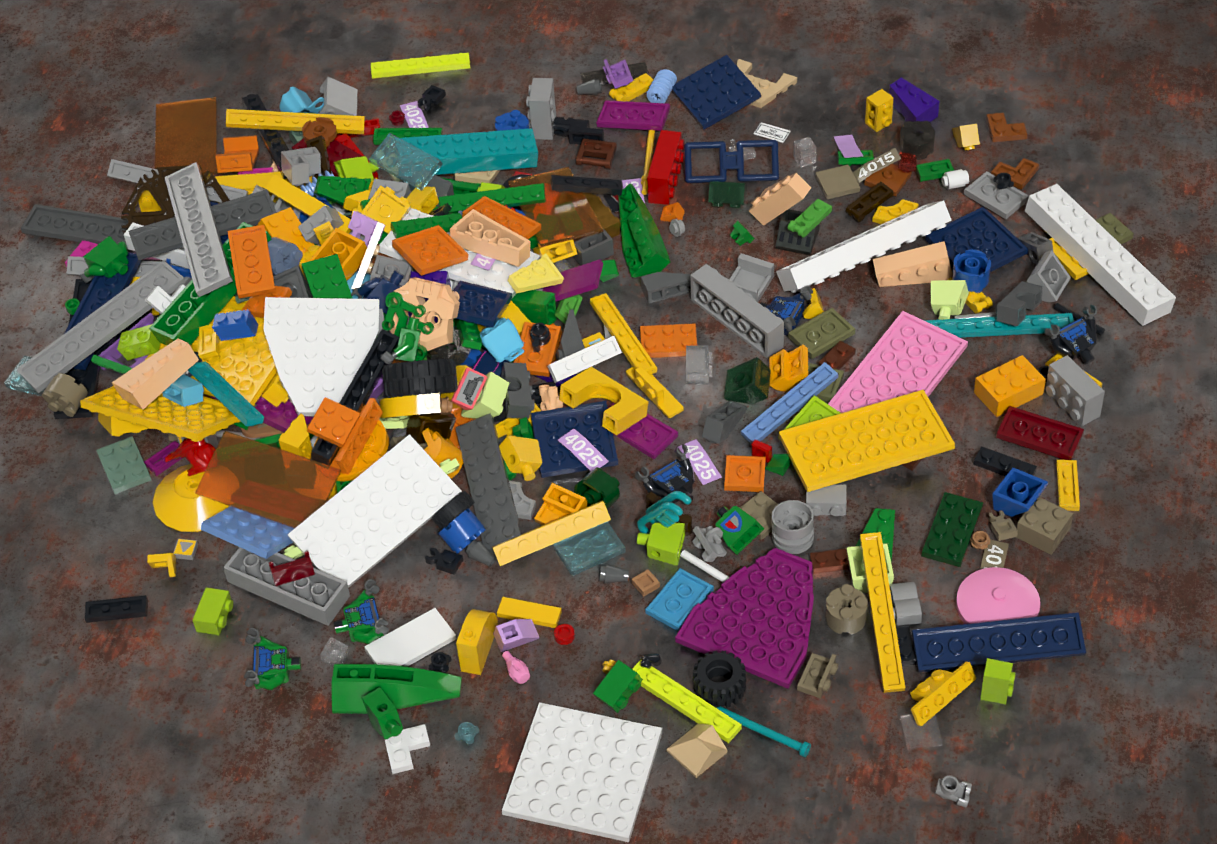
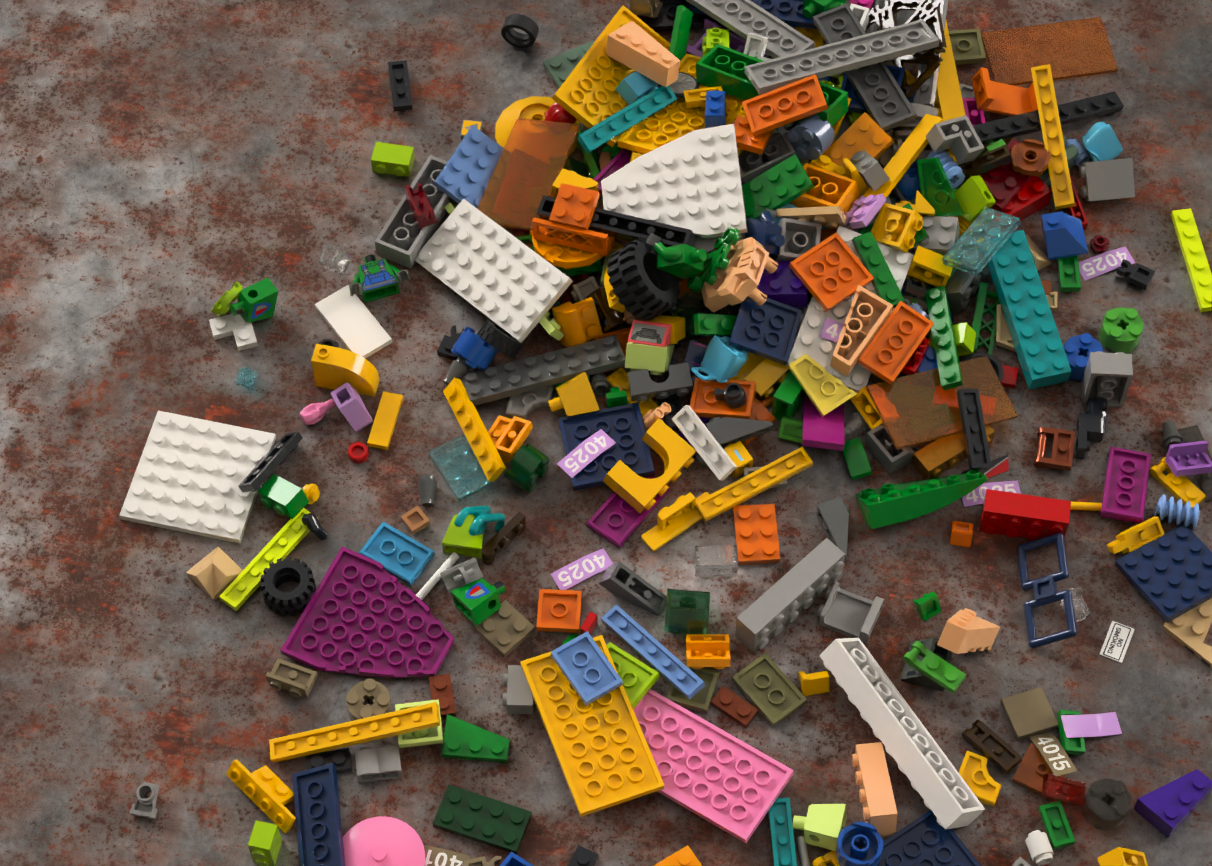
camera: 85 degrees right, 10 degrees up
(74, 502) = (523, 23): none -> black tyre
(163, 560) = (453, 115): yellow tile -> none
(270, 663) = (328, 211): torso -> none
(383, 744) = (223, 304): none -> lime plate
(397, 126) = (1063, 235): none -> blue slope
(401, 684) = (295, 307): green wedge -> none
(487, 105) = (1121, 330): none -> bright green brick
(577, 698) = (269, 463): none -> black plate
(672, 477) = (544, 538): torso -> none
(677, 227) = (933, 536): light grey plate -> none
(682, 112) = (1136, 536): none -> yellow hinge
(728, 193) = (996, 588): clear green slope -> none
(790, 308) = (794, 648): torso -> none
(793, 526) = (474, 651): light grey wheel -> none
(803, 748) = (207, 666): teal bar -> none
(804, 151) = (1073, 673): clear brick -> none
(816, 436) = (586, 668): none -> medium blue plate
(879, 110) = (1151, 757): yellow brick -> none
(980, 536) = (463, 840): medium nougat plate -> none

